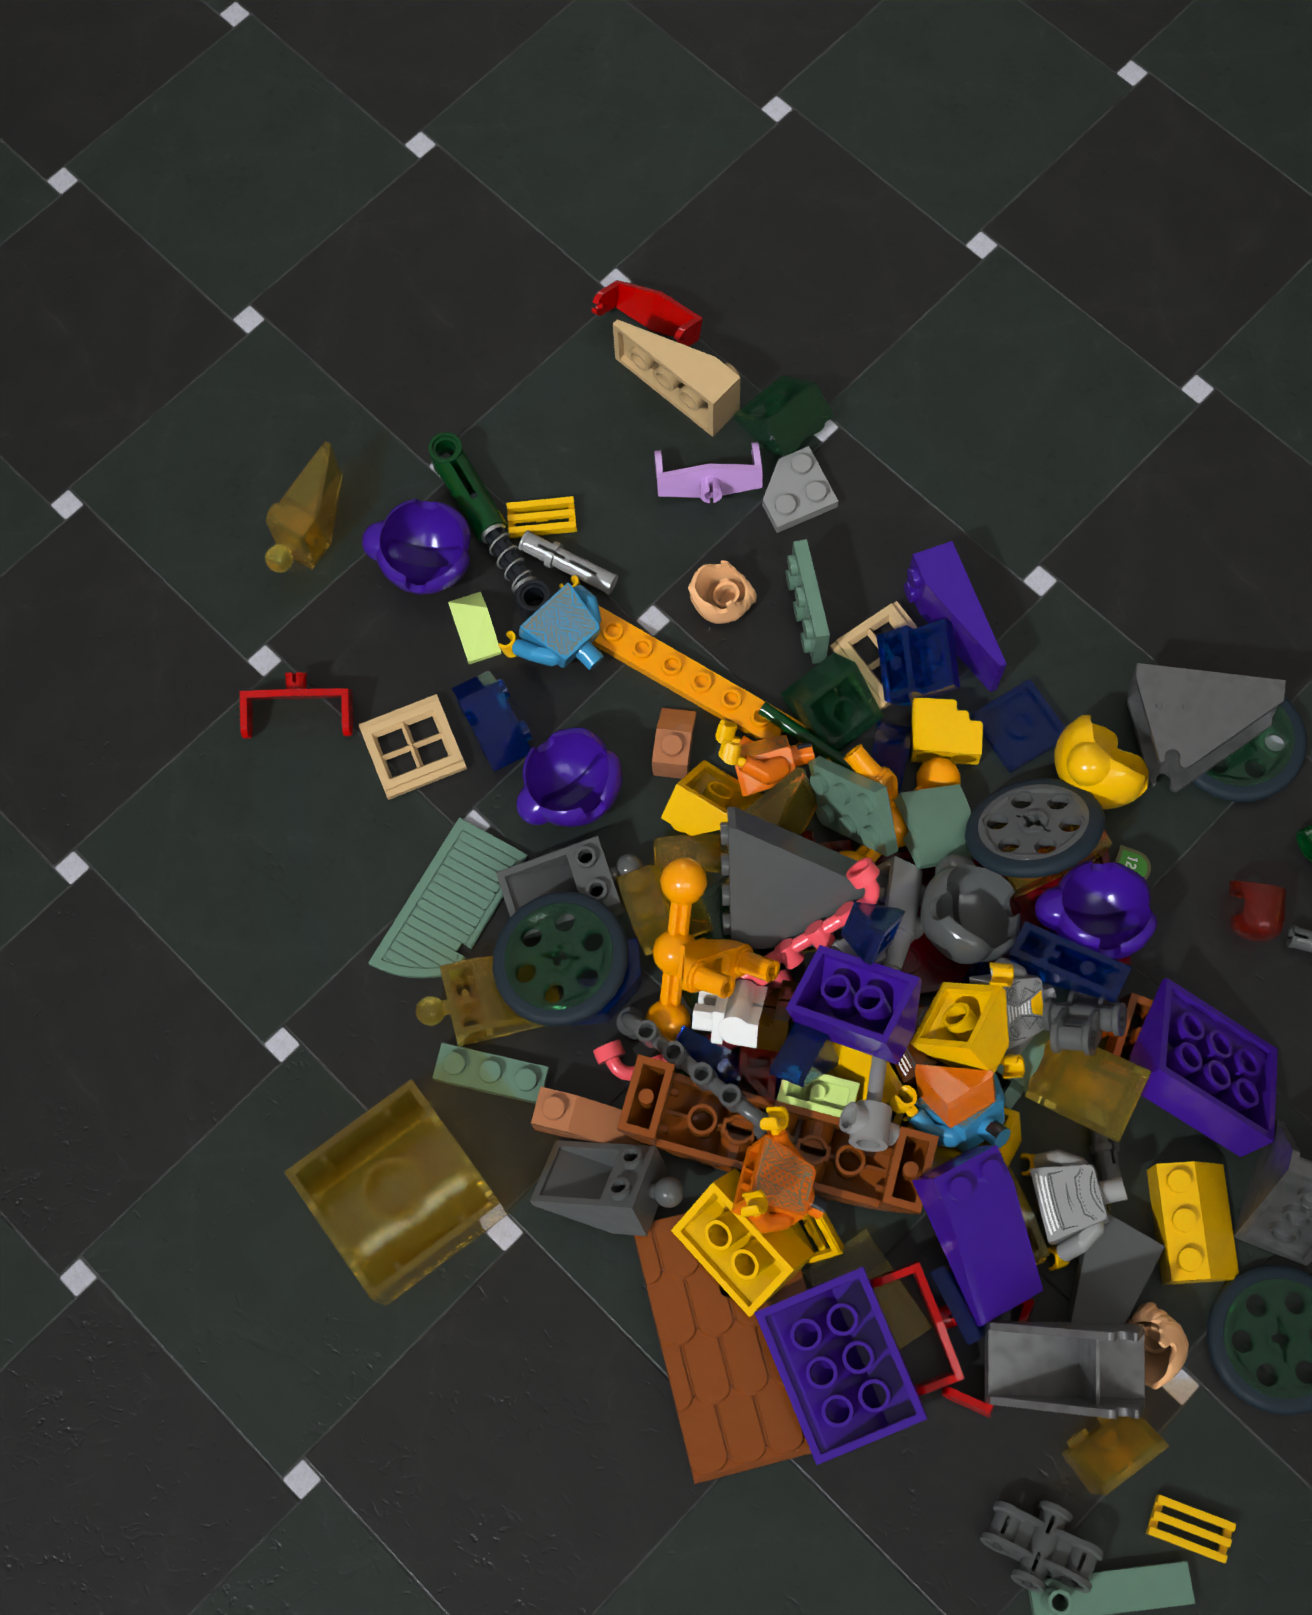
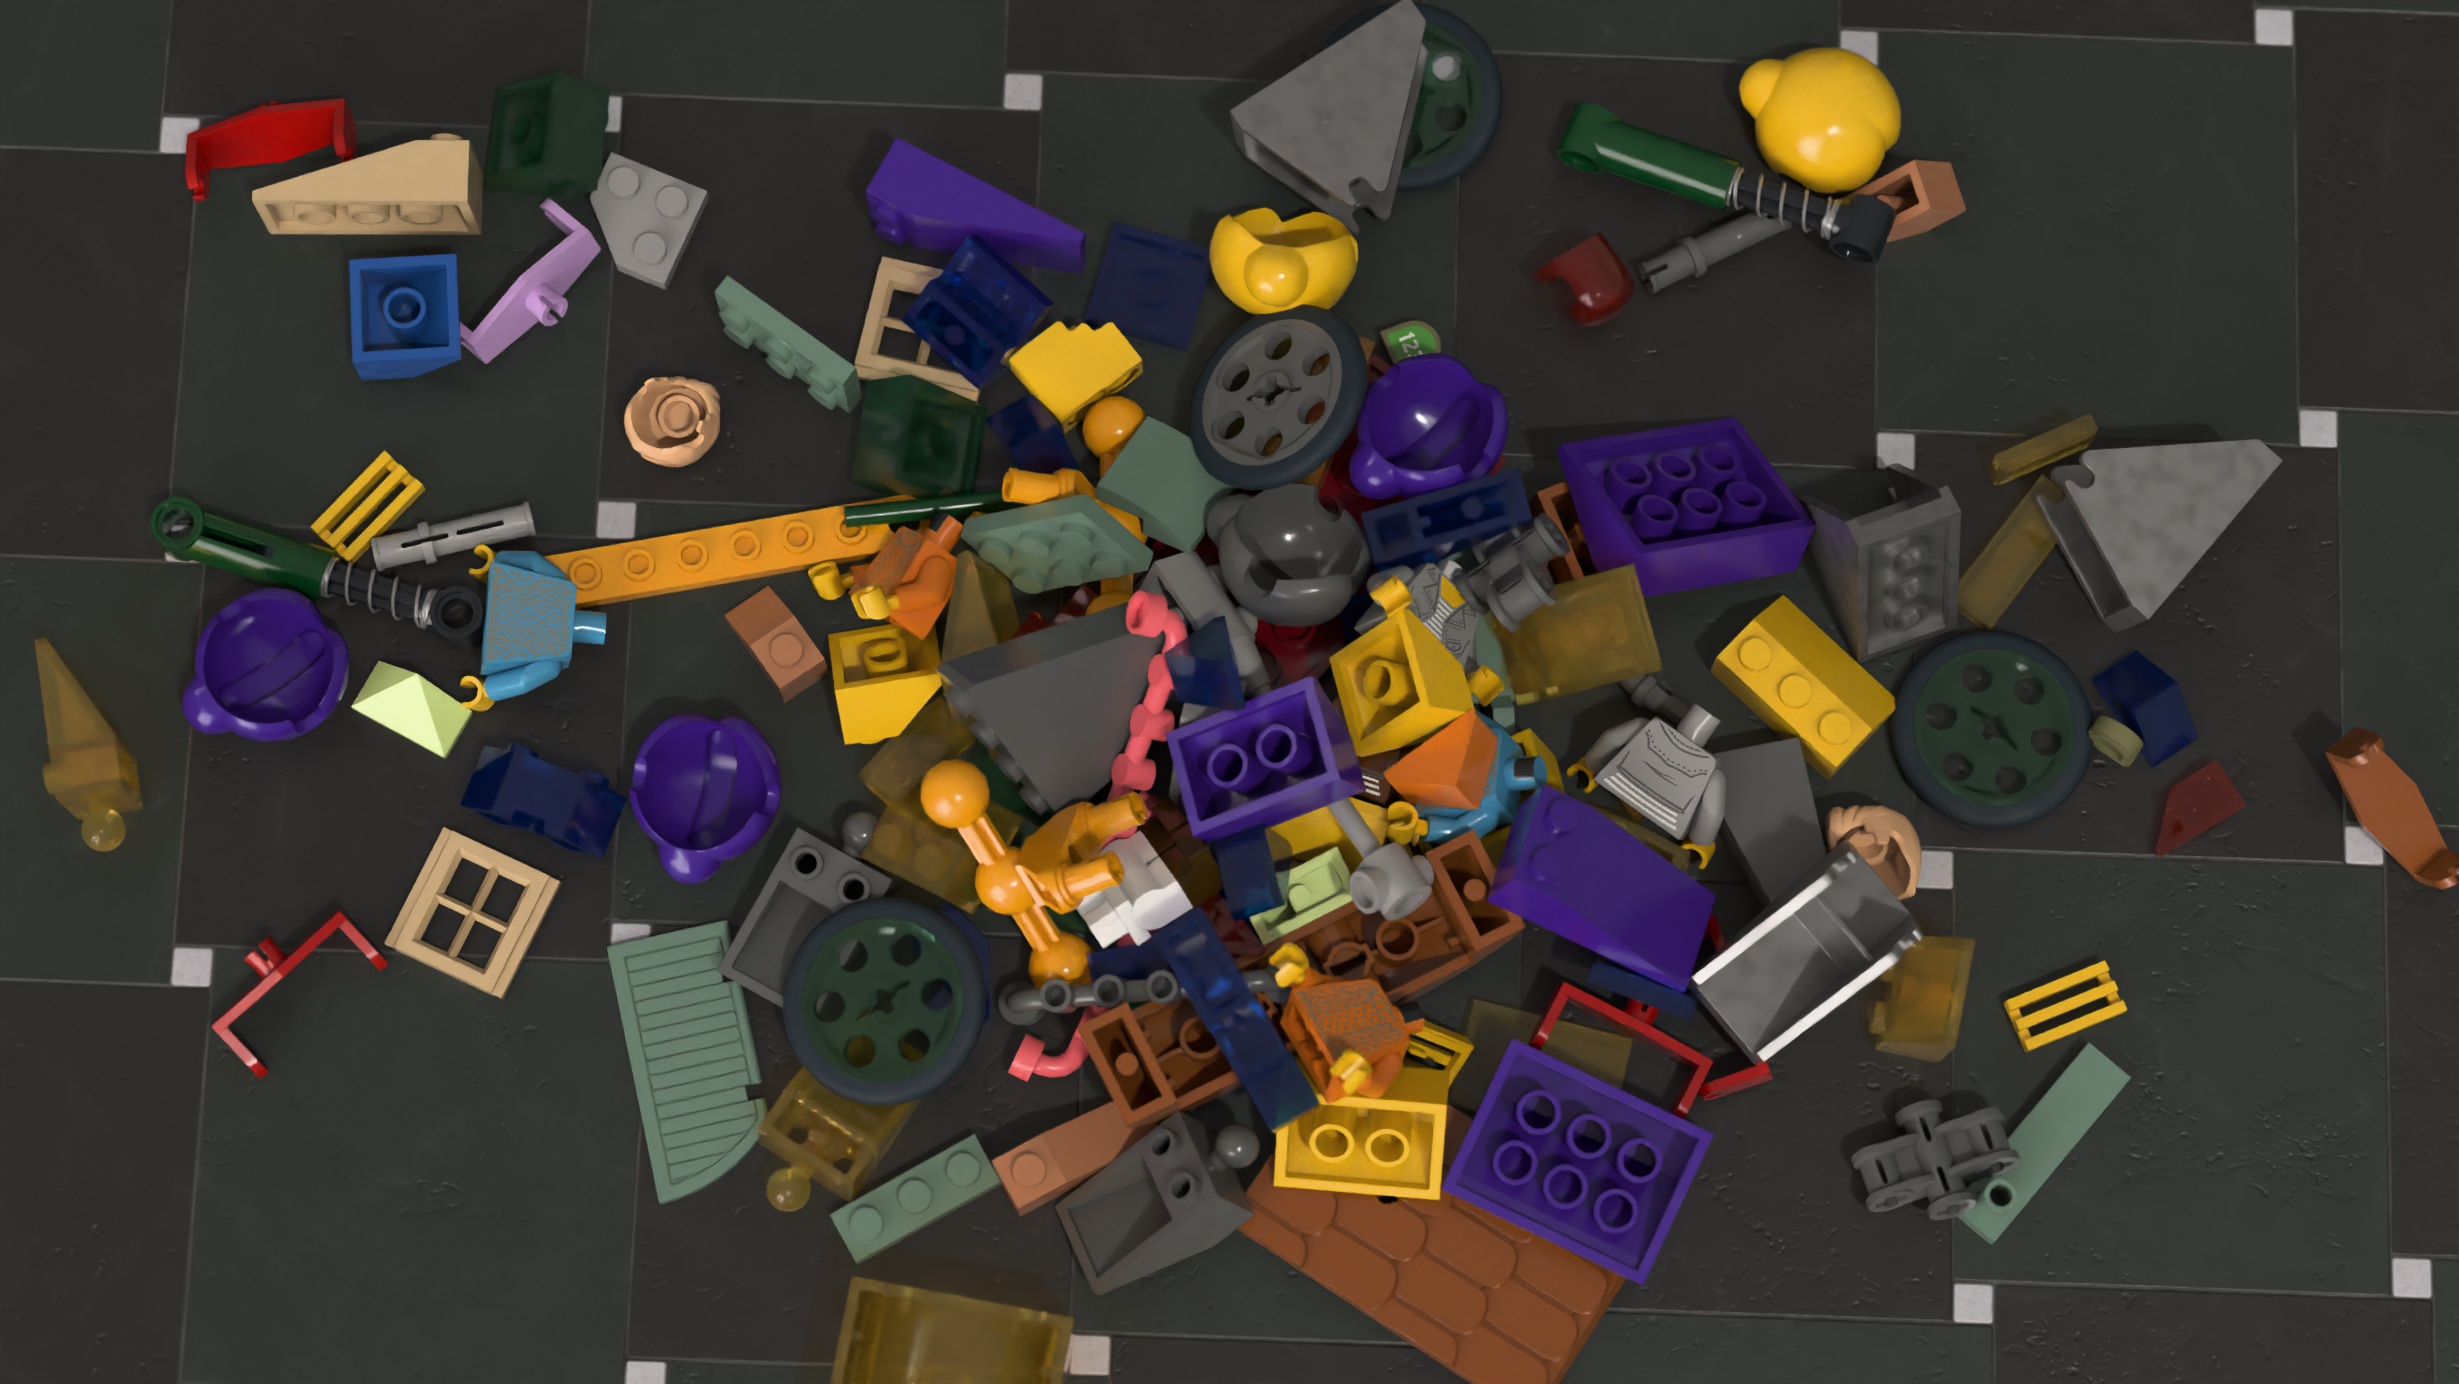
camera: 50 degrees left, 5 degrees up
(636, 437) = (404, 315): none -> blue slope
(722, 1124) = (1236, 1019): none -> clear blue slope

